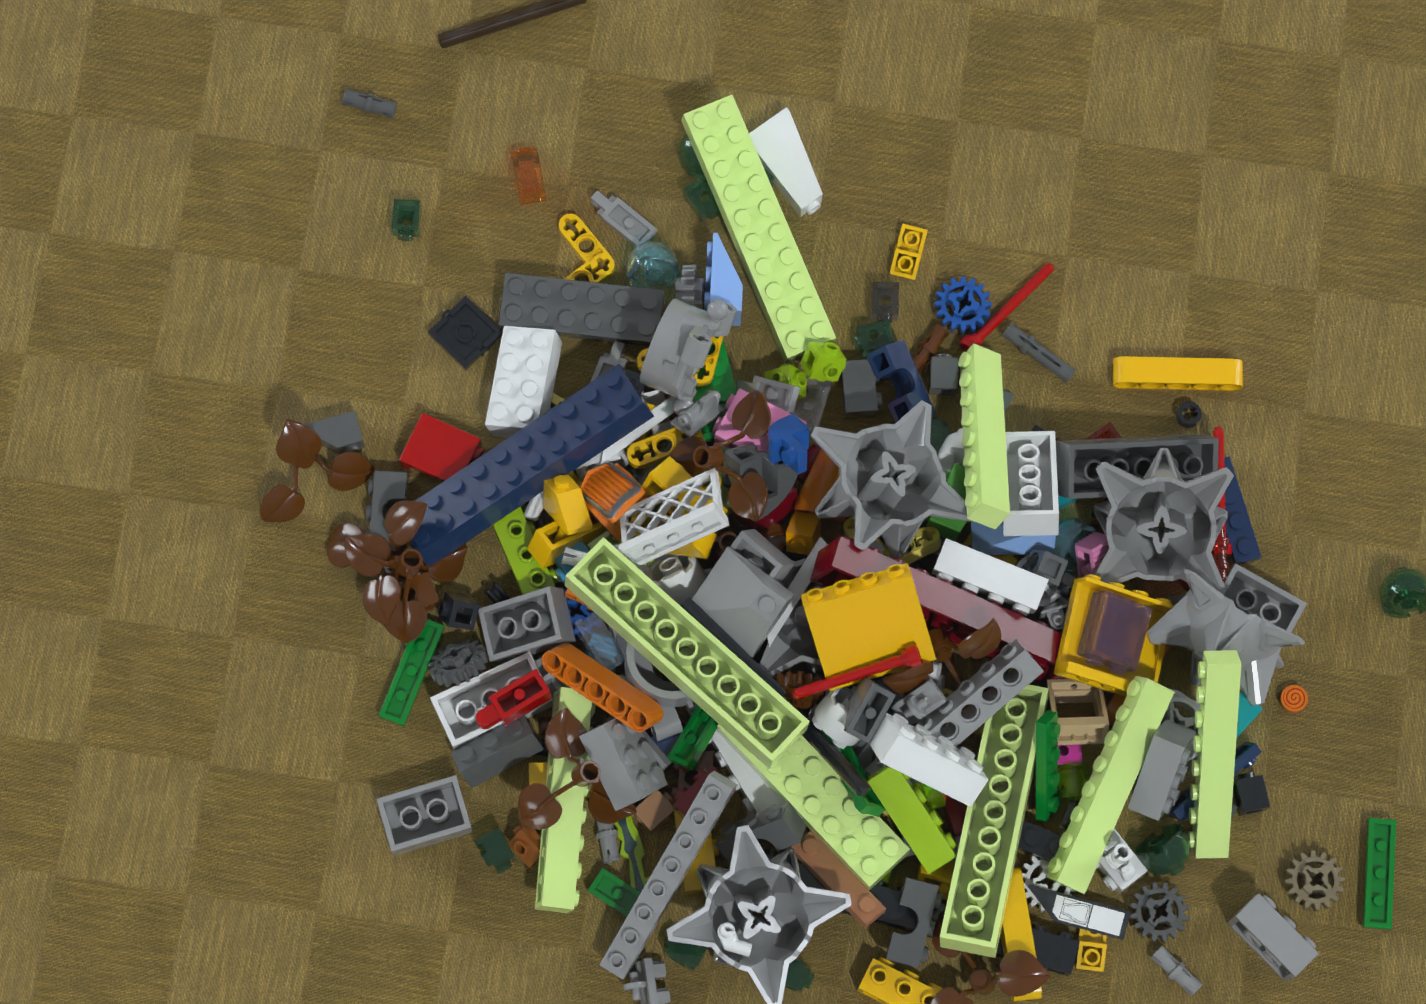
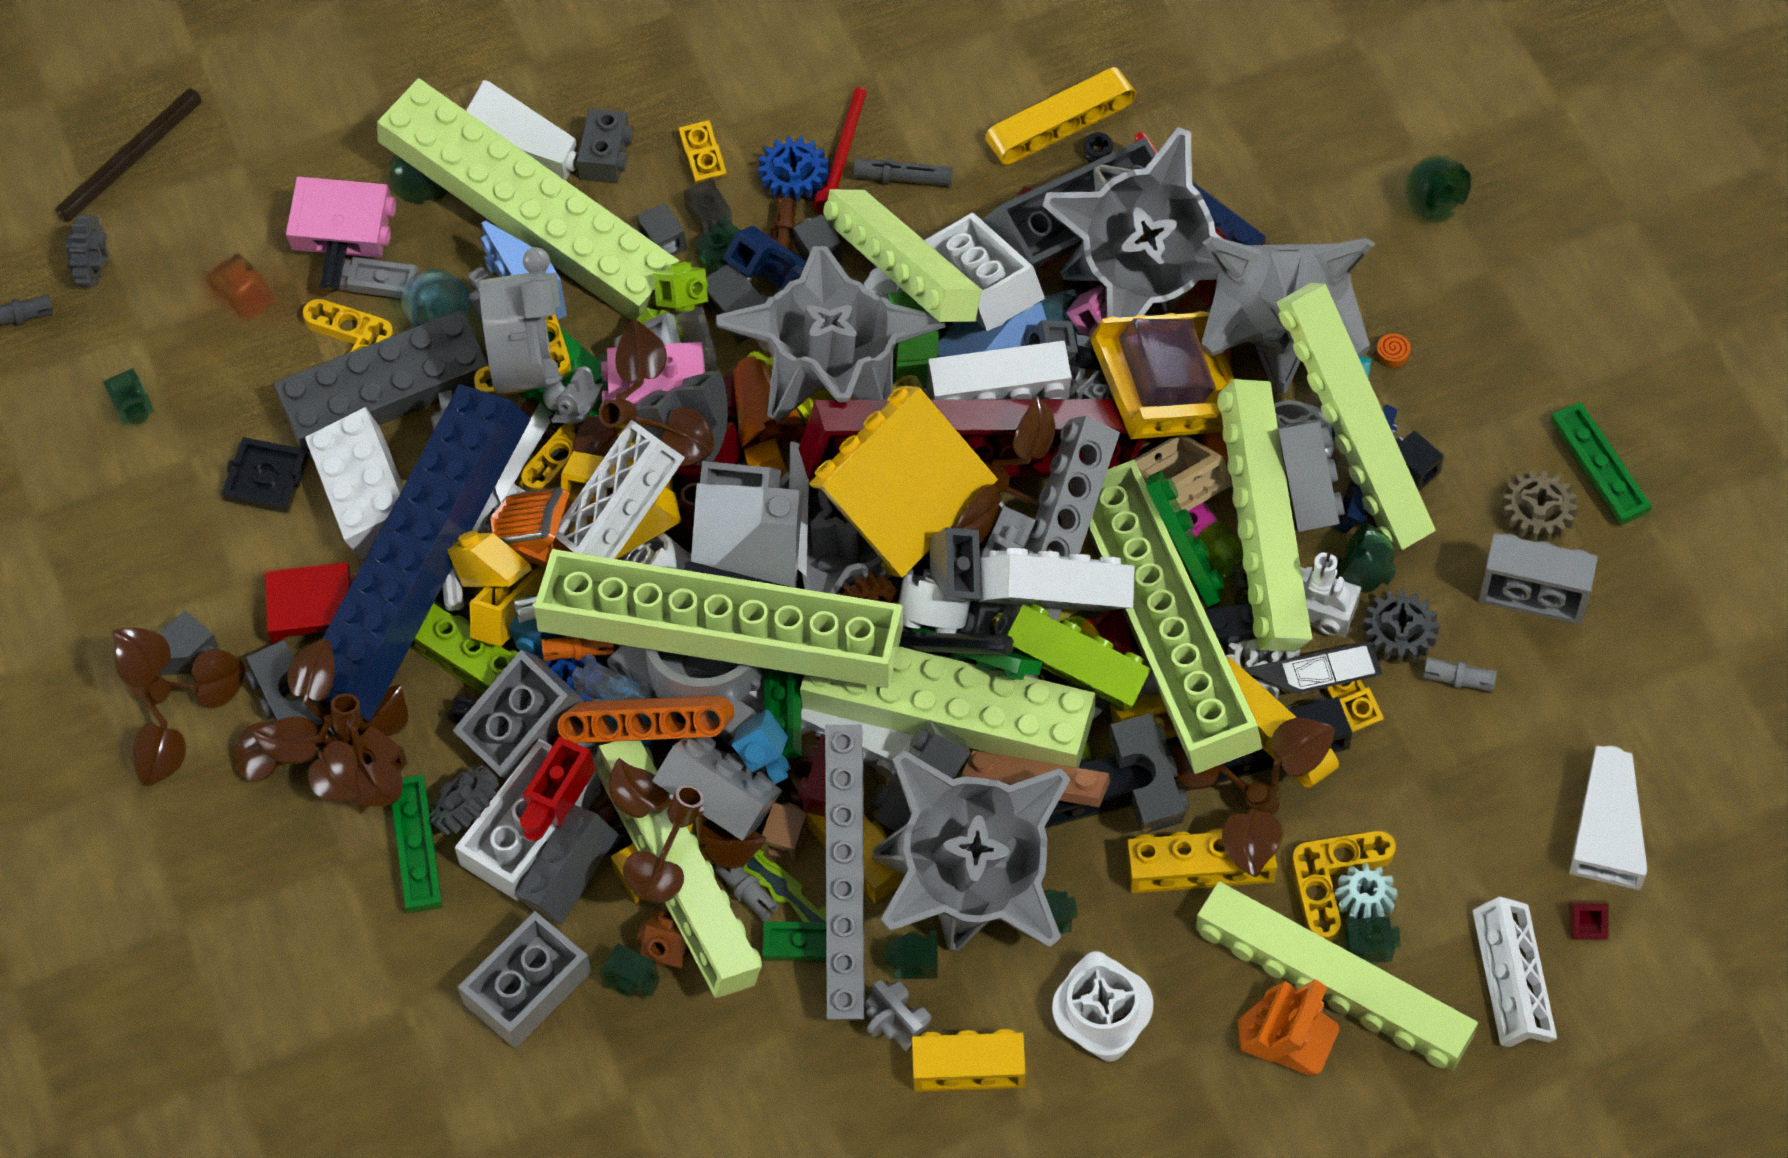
camera: 25 degrees left, 15 degrees down
(438, 87) = (87, 250): none -> dark grey gear
(458, 610) = (431, 746): black brick -> none
(622, 167) = (339, 221): none -> bright pink piece
(667, 750) = (762, 743): none -> dark azure brick
(693, 195) = (447, 214): clear green brick -> none
(730, 941) = (960, 894): white arm -> none
(789, 442) = (698, 359): blue brick -> none
(840, 301) = (662, 229): none -> dark grey brick
(842, 207) = (604, 146): none -> dark grey brick
(908, 657) = (968, 485): red piece -> none

